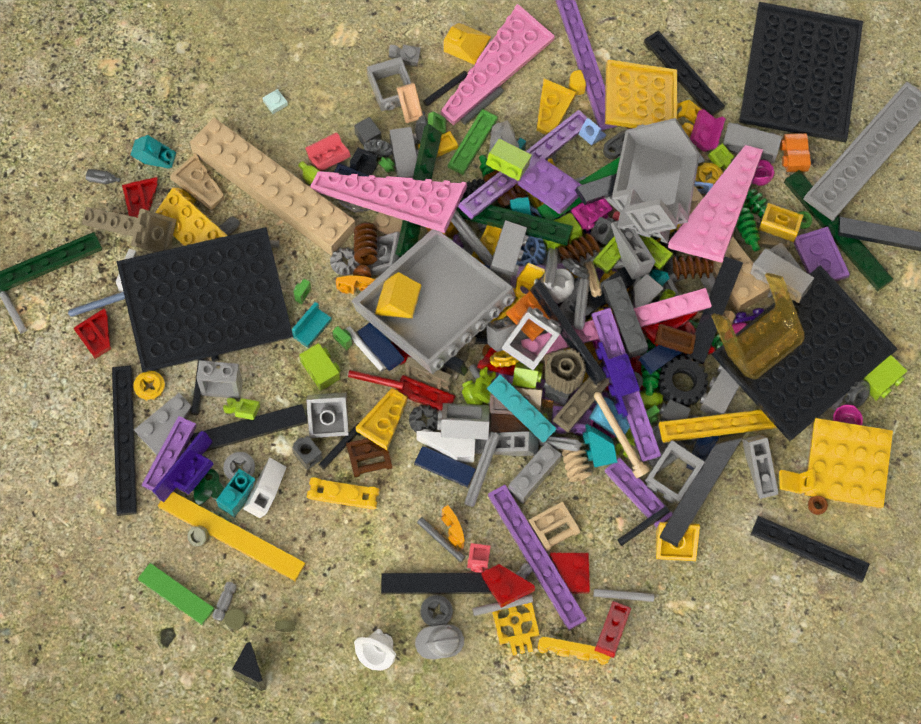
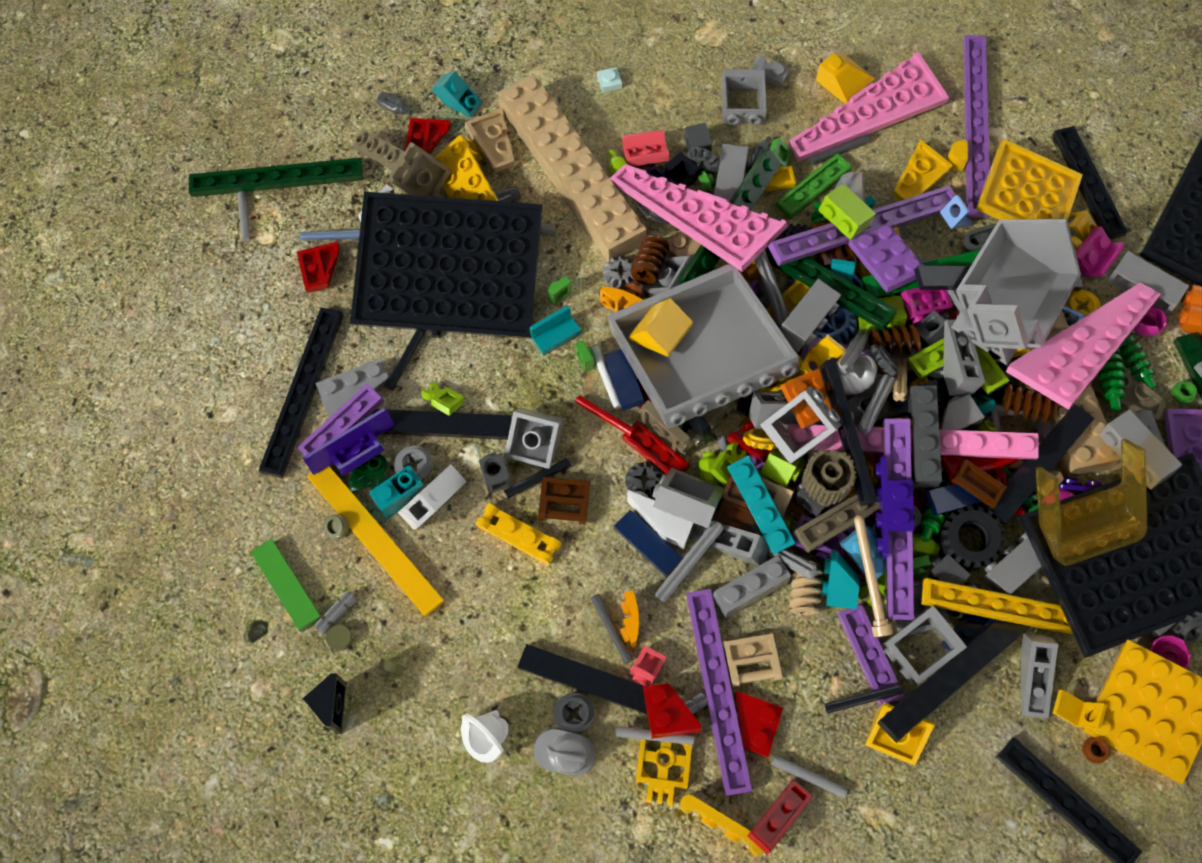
camera: 25 degrees right, 0 degrees up
(149, 377) = (357, 332): yellow gear -> none
(219, 382) = (428, 360): light grey window -> none
(320, 367) = (546, 380): lime brick -> none
(383, 419) = (596, 463): yellow wing -> none
(409, 102) = (756, 121): light nougat tile -> none
(433, 97) = (803, 119): black bar -> none
(721, 156) = (1104, 288): lime plate -> none
(781, 222) = (1157, 386): yellow slope -> none

